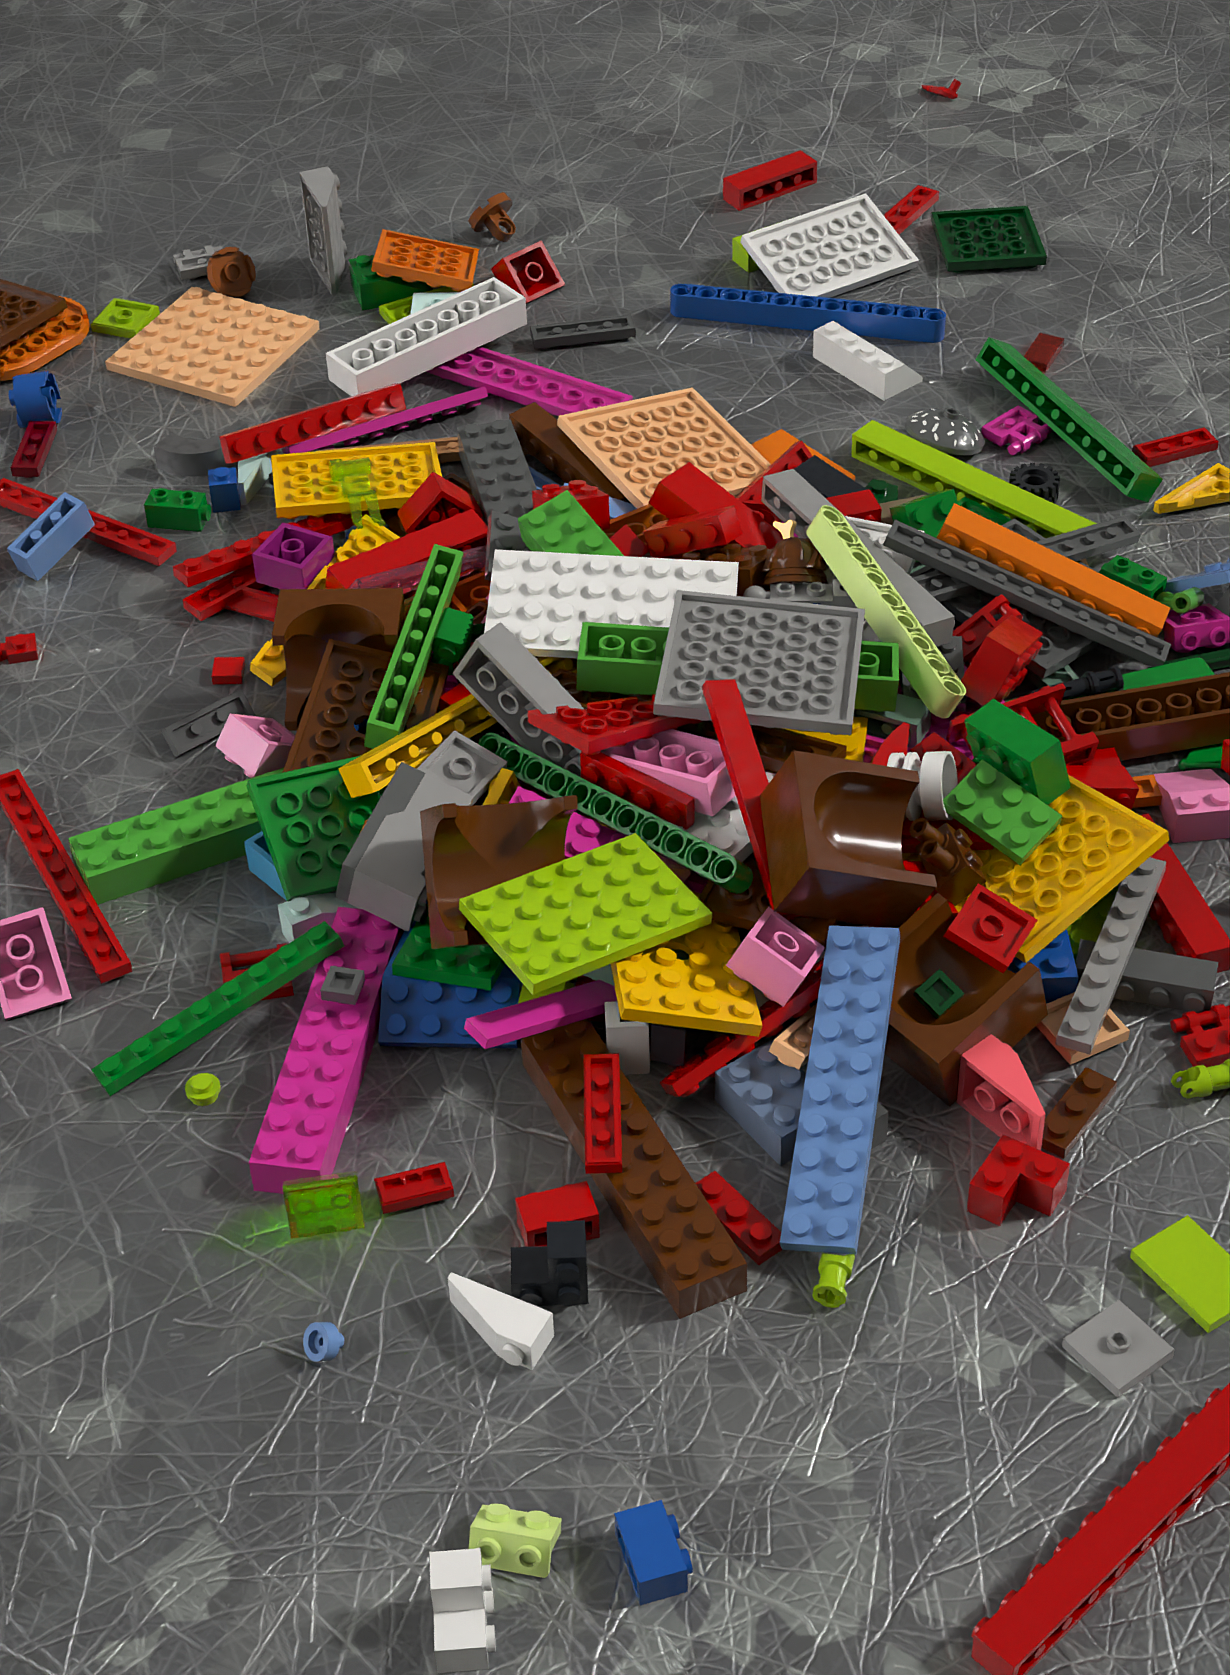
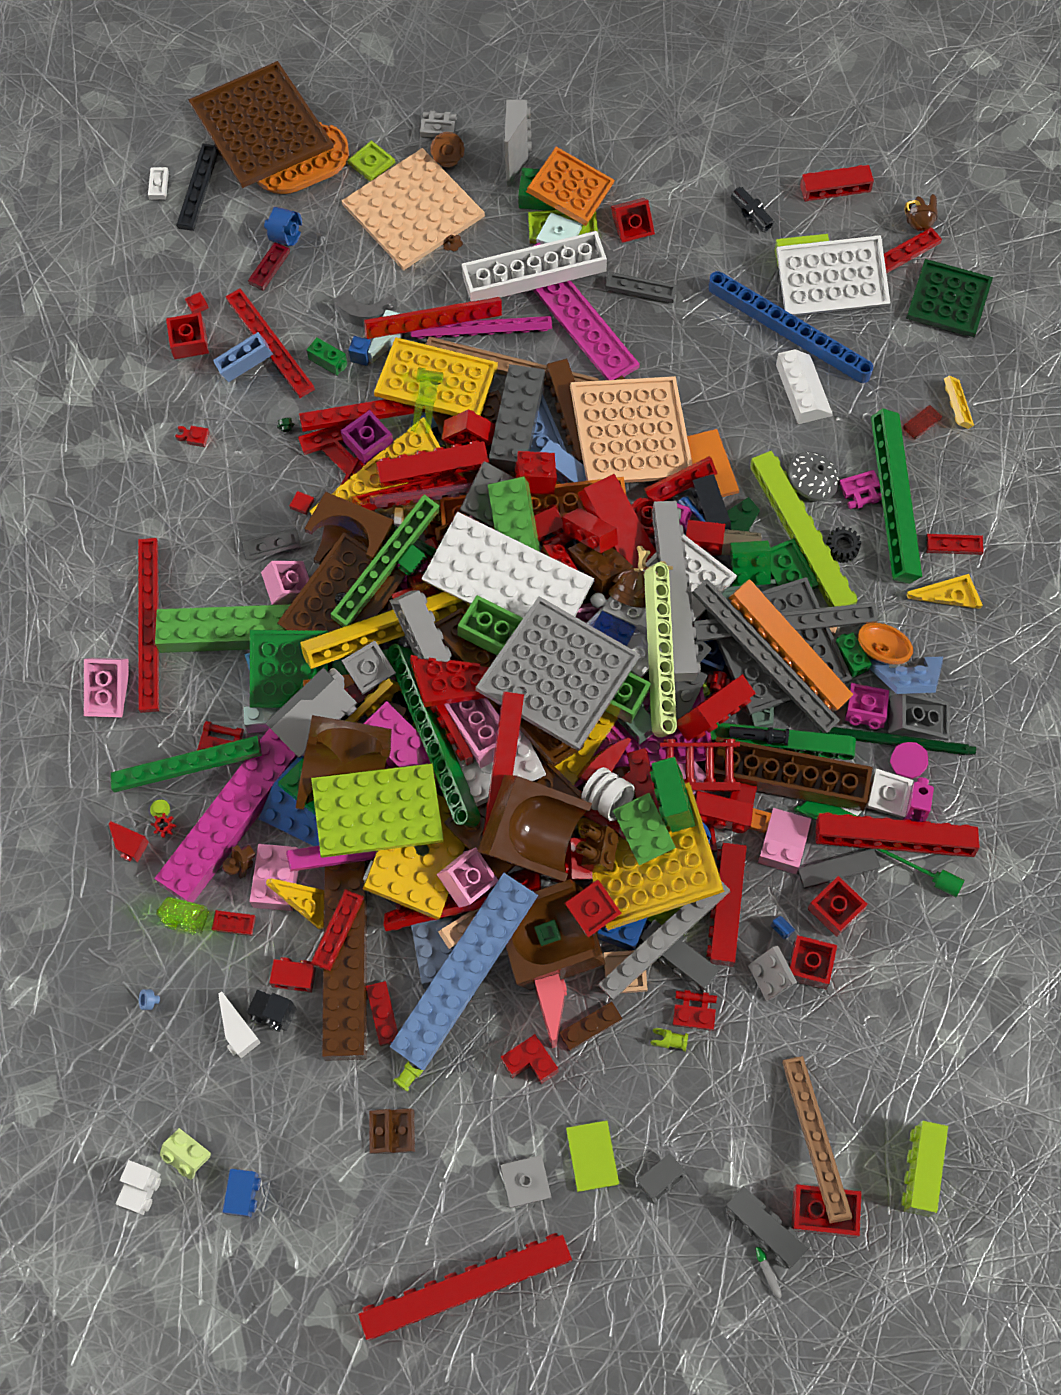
camera: 25 degrees right, 25 degrees up
(154, 595) = (285, 424): none -> dark green plate
(169, 1143) = (127, 842): none -> red slope
(221, 1101) = (160, 820): none -> red gear
(291, 362) = (453, 243): none -> reddish brown plant
(342, 985) = (246, 786): dark grey plate -> none
(381, 1095) = (240, 861): none -> reddish brown hips
(451, 1102) = (271, 863): none -> bright pink brick
(494, 216) = (635, 155): dark orange tile -> none
(517, 1101) = (304, 899): none -> yellow wing
(679, 228) = (752, 209): none -> black piece
(854, 1366) = (391, 1131): none -> reddish brown slope
(898, 175) = (922, 215): none -> reddish brown helmet
(949, 93) = (1008, 128): red bar -> none
(982, 623) = (725, 670): red plate -> none
(1074, 321) = (958, 402): none -> yellow plate
(1168, 559) = (885, 643): none -> orange dish
(1182, 601) = (866, 687): bright green plant -> none

